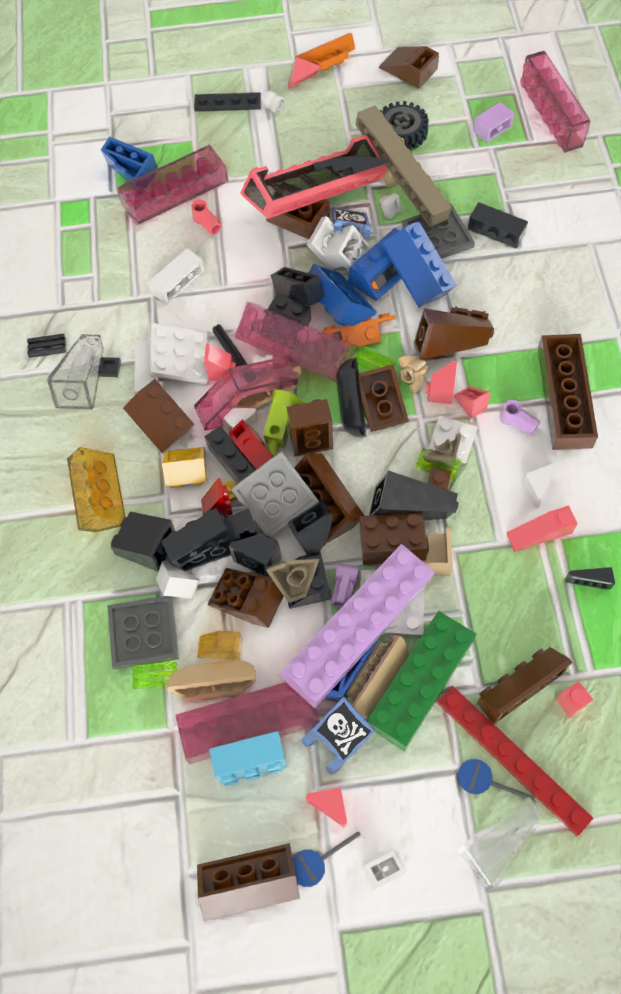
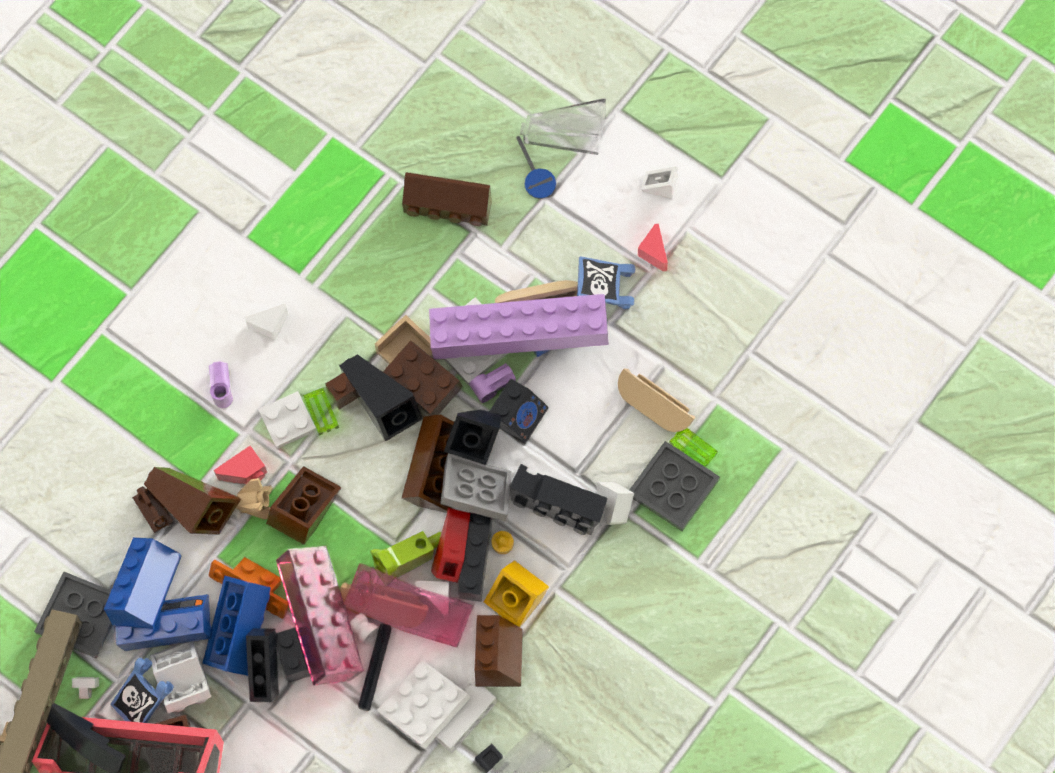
camera: 135 degrees left, 5 degrees up
(95, 490) = (607, 640): clear yellow slope -> none
(141, 539) = (608, 554): black slope -> none
(217, 362) = (401, 658): coral slope -> none
(217, 498) = (528, 524): red slope -> none
(220, 645) = (626, 421): clear yellow slope -> none
(243, 718) = (661, 351): clear pink brick -> none
(247, 597) = (572, 441): reddish brown slope -> none
(247, 882) = (753, 253): reddish brown slope -> none
(248, 759) = (681, 319): medium azure brick -> none
(256, 553) = (532, 452): black slope -> none
(293, 577) = (527, 408): dark tan slope -> none
(310, 427) = (392, 515): reddish brown brick -> none
(311, 866) = (704, 229): blue piece -> none
(350, 398) = (331, 519): black brick -> none
(373, 357) = (265, 528): clear neon green tile -> none
(421, 680) = (510, 266): green brick -> none
(445, 453) = (311, 401): dark tan slope -> none
(473, 400) = (236, 433): coral slope -> none
(497, 225) = (24, 570): black brick -> none
(515, 761) = (504, 172): red plate -> none
(543, 529) = (306, 288): coral slope -> none
(567, 392) = (161, 367): reddish brown brick -> none
(574, 699) = (424, 161): coral brick -> none
(597, 578) = (311, 221): black slope -> none

